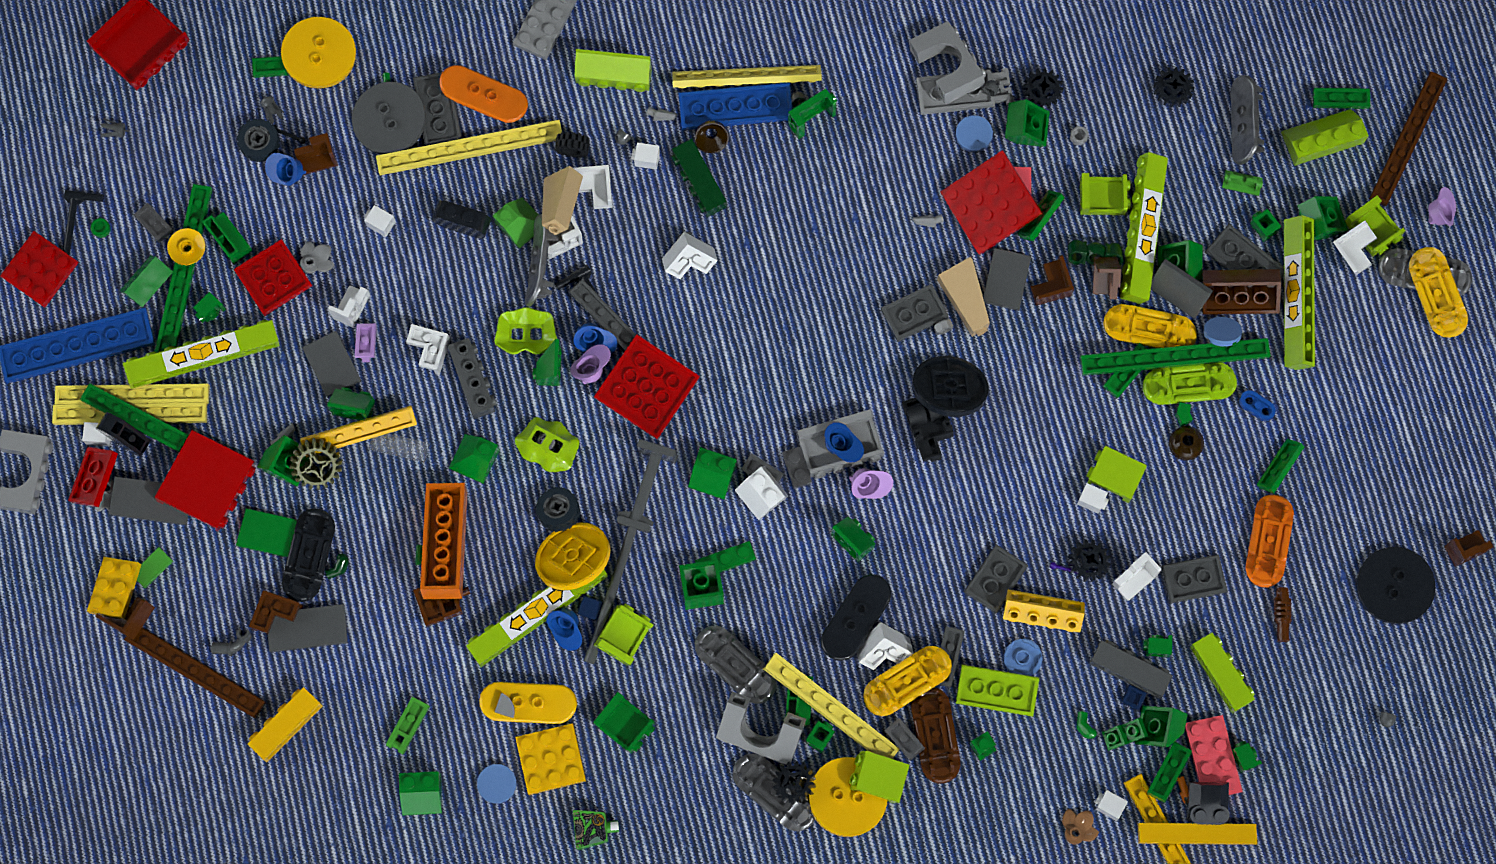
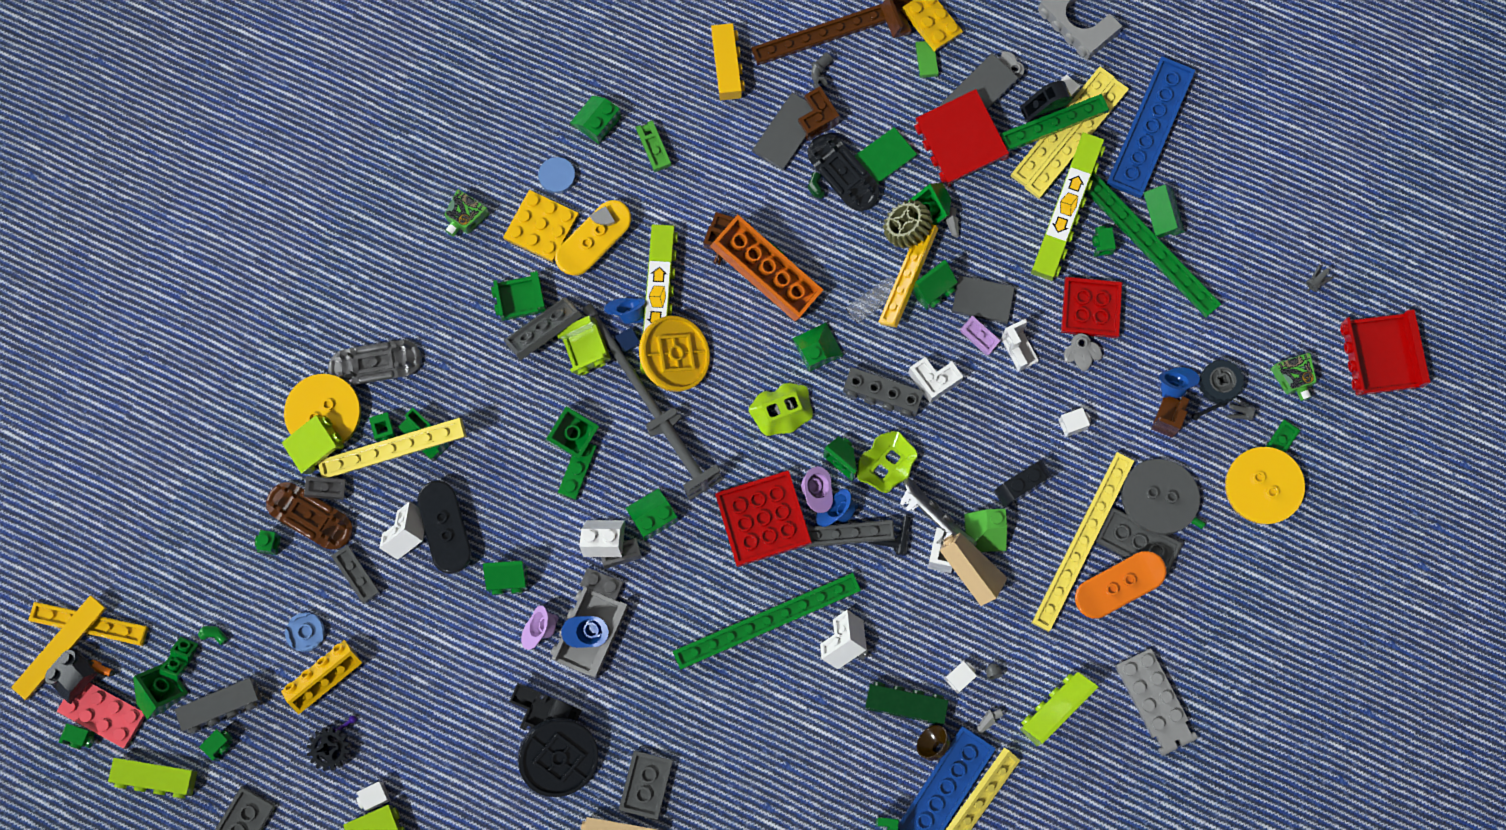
camera: 130 degrees right, 0 degrees up
(39, 269) = (1237, 143): red plate -> none
(75, 198) = (1279, 210): black bar -> none
(93, 477) = (1030, 63): red plate -> none
(100, 228) = (1238, 212): green tile -> none
(153, 222) = (1211, 252): flat silver plate -> none
(182, 239) = (1171, 250): yellow dish -> none
(209, 90) = (1296, 375): none -> torso
(227, 237) = (1153, 297): green piece -> none
(558, 509) = (722, 374): black wheel -> none
(572, 144) = (1017, 622): black tyre -> none
(597, 180) = (968, 620): white panel -> none
(636, 679) = (542, 328): none -> dark grey tile
(722, 324) = (766, 621): none -> green plate
(735, 664) = (494, 410): flat silver piece -> none
(735, 731) = (402, 390): light grey arch -> none
(801, 777) = (355, 376): black gear -> none
(907, 680) = (364, 527): yellow piece -> none
(943, 326) = (614, 798): light grey tile -> none
(994, 578) = (382, 664): dark grey tile -> none
(997, 690) = (298, 590): lime tile -> none
(1081, 825) = (147, 567): medium nougat plate -> none
(1110, 805) = (138, 600): white brick -> none
(1133, 697) = (199, 689): dark blue tile -> none
(1137, 576) = (284, 775): white panel -> none
(1169, 772) = (119, 666): green plate -> none

